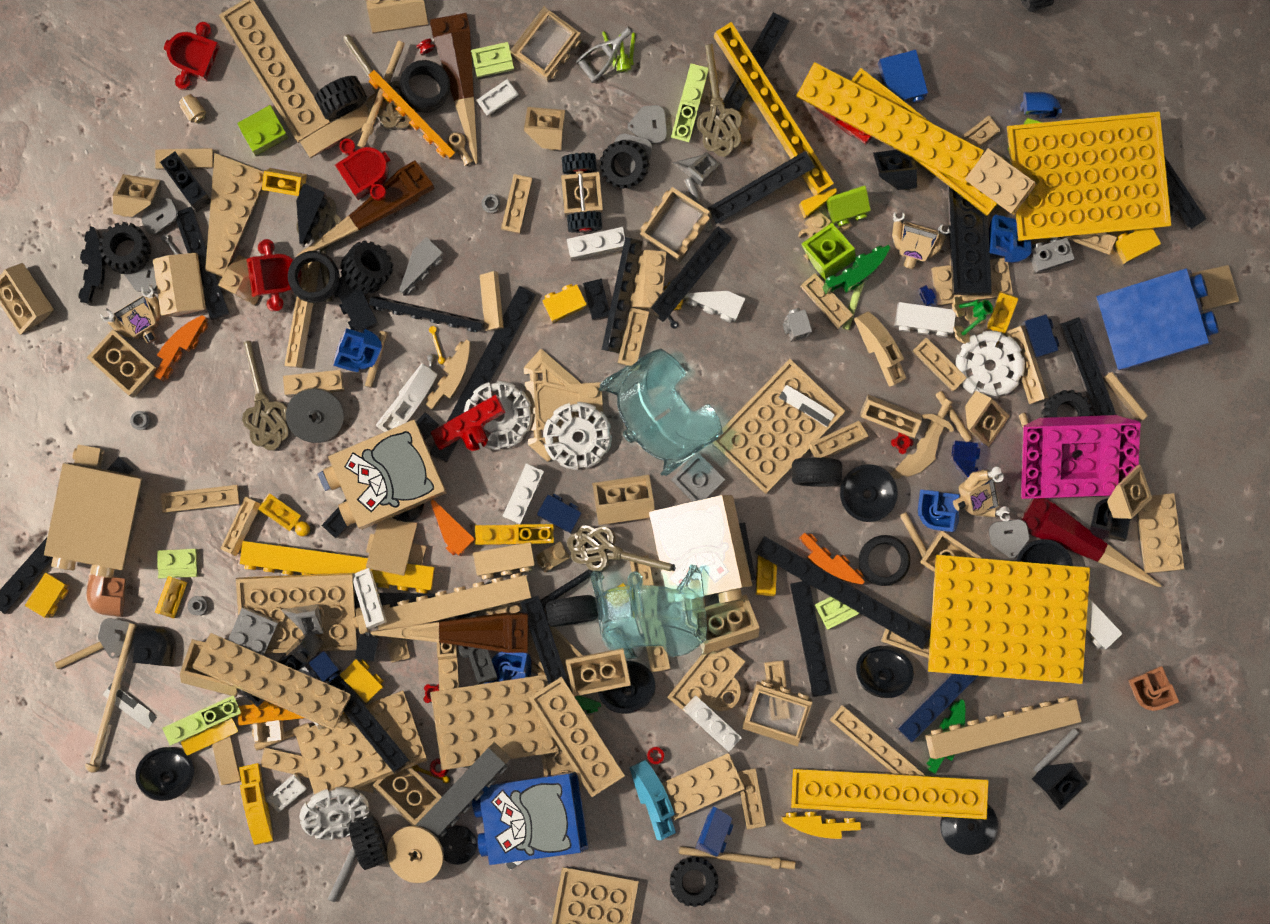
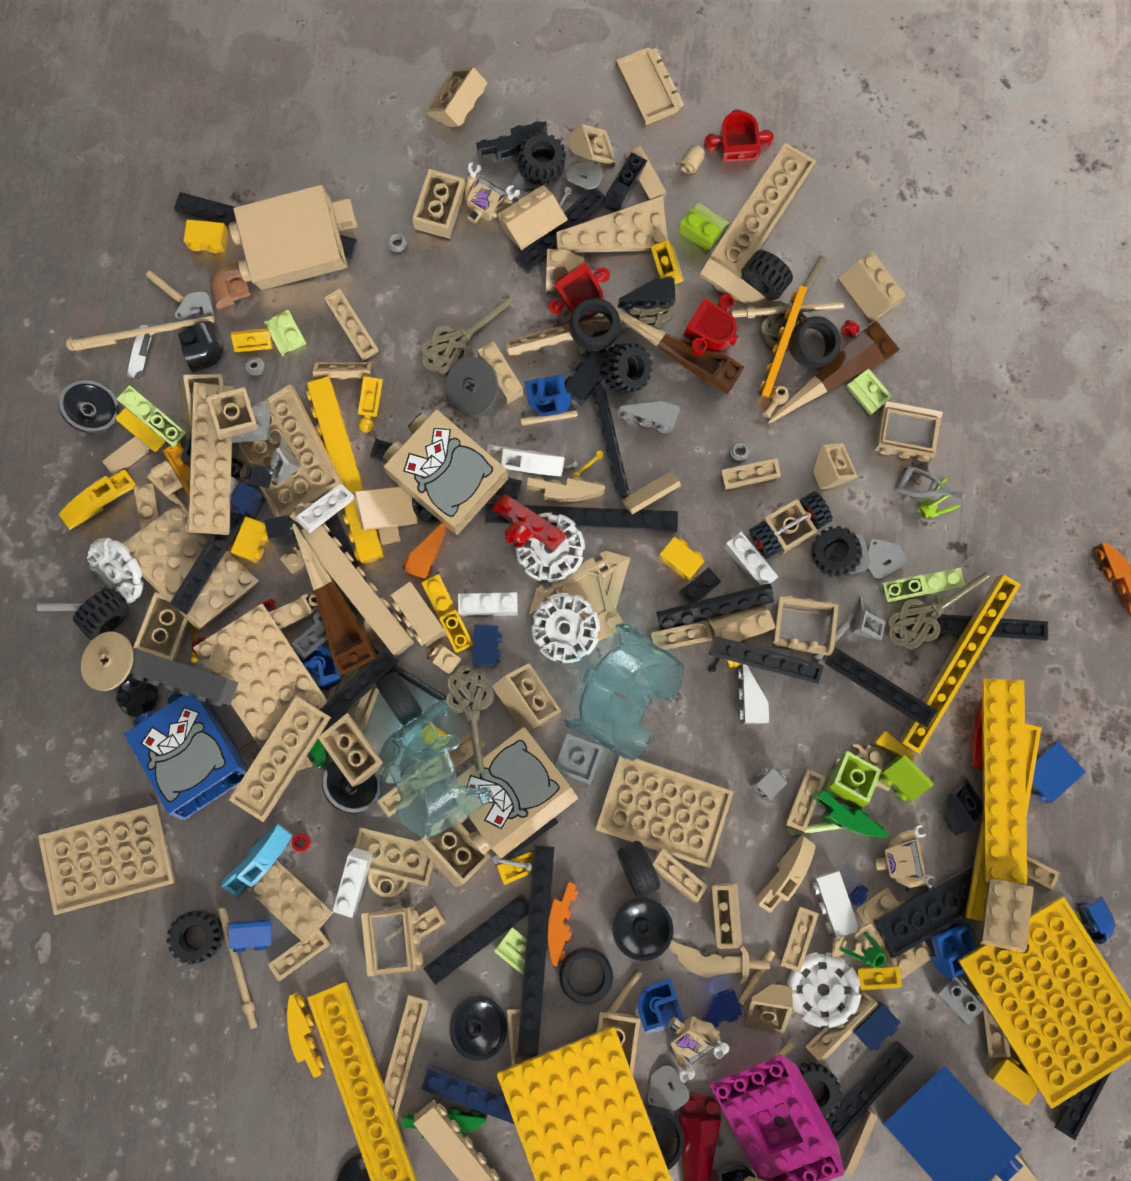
camera: 65 degrees right, 5 degrees down
(97, 113) = (649, 84): none -> tan hinge
(183, 338) = (485, 244): orange slope -> none
(241, 642) = (231, 413): none -> tan brick
(286, 792) = (119, 521): white plate -> none
(497, 97) = (837, 412): white plate -> none
(751, 590) = (496, 859): none -> light grey hinge
(806, 405) = (697, 829): white sticker -> none
(907, 442) = (710, 944): red plate -> none

